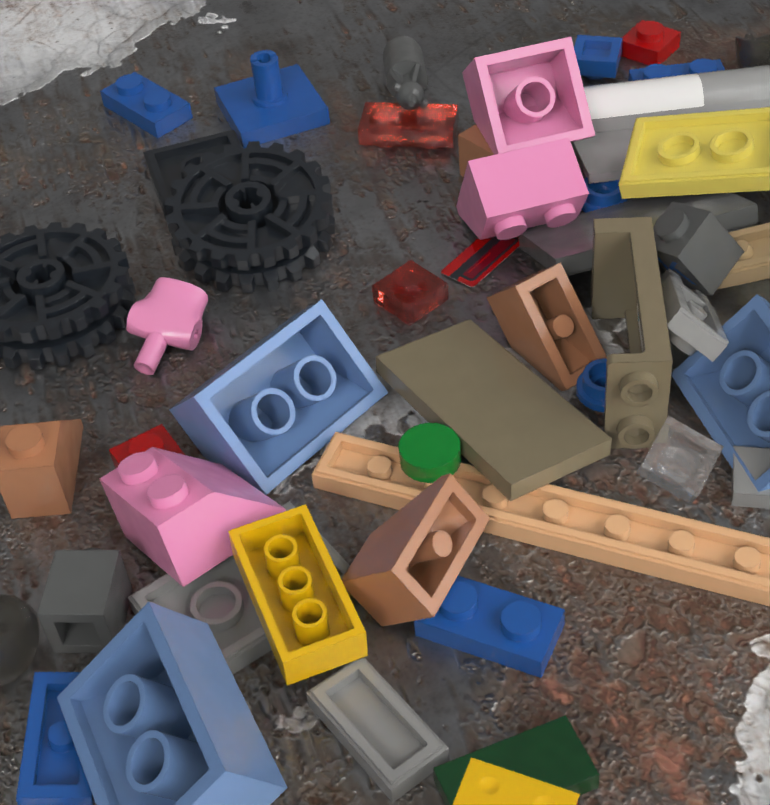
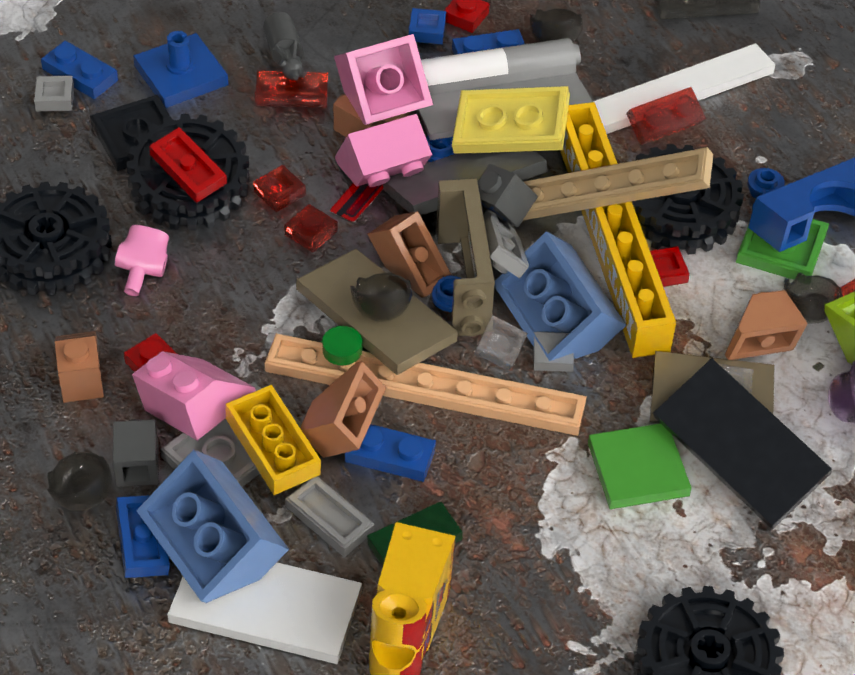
camera: 15 degrees left, 5 degrees up
(105, 128) = (54, 93): none -> light grey plate
(243, 199) = (188, 164): none -> red plate
(281, 399) = (235, 311): medium blue slope -> none
(372, 240) = (279, 188): none -> clear red plate
(496, 381) = (382, 296): none -> clear smoke hair

